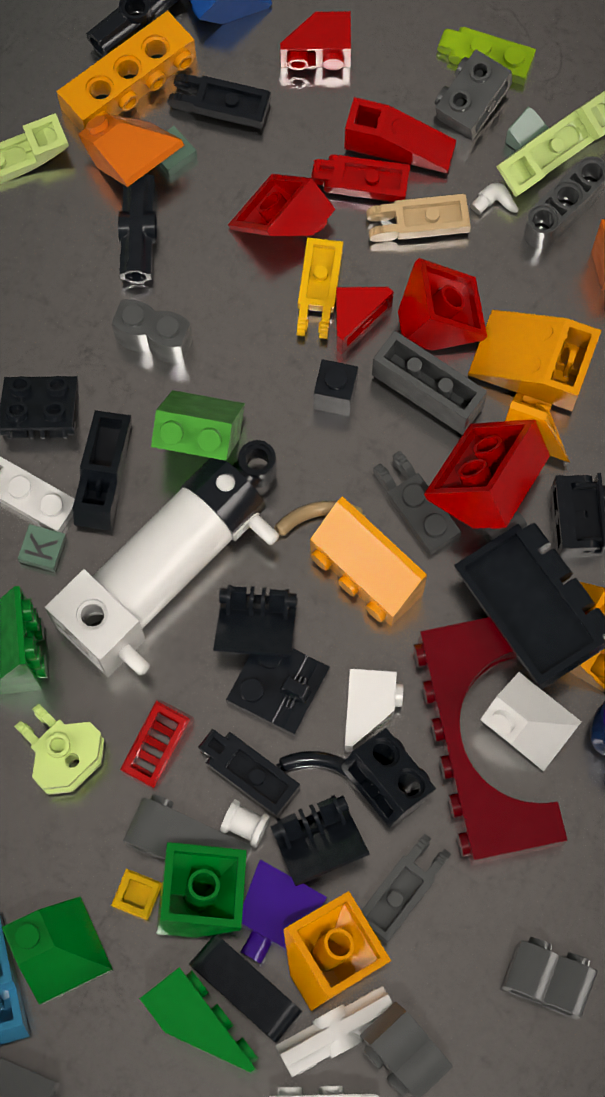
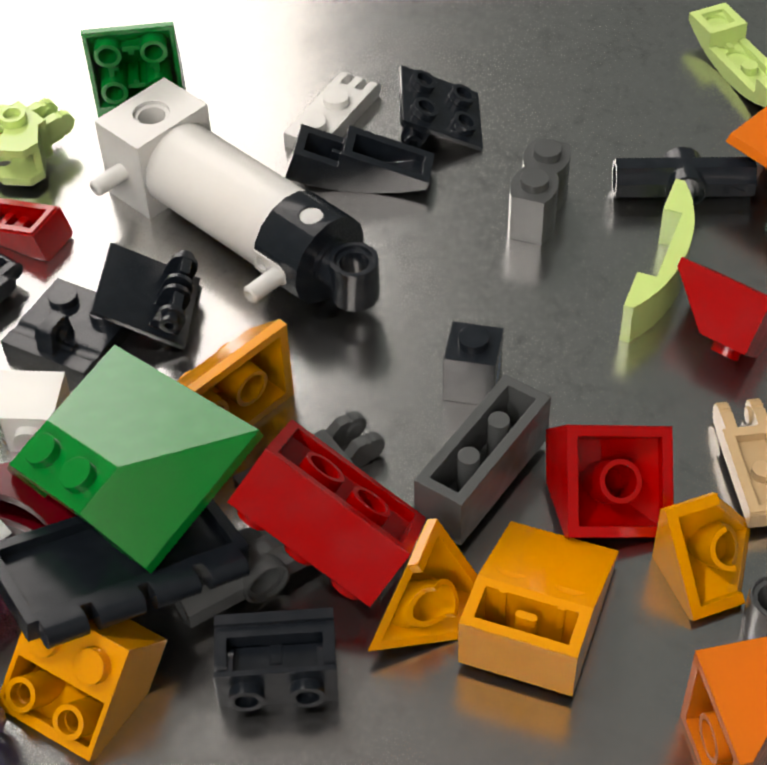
camera: 90 degrees right, 25 degrees down
(42, 548) = (265, 127): sand green tile -> none
(190, 234) = (654, 295): none -> yellowish green slope
(198, 425) = (402, 212): bright green brick -> none
(305, 513) = (305, 371): tan piece -> none
(319, 283) = (626, 351): yellow hinge -> none
(358, 310) = (584, 383): red slope -> none
(460, 598) = (135, 455): none -> green slope
(499, 262) = (702, 554): none -> light orange slope

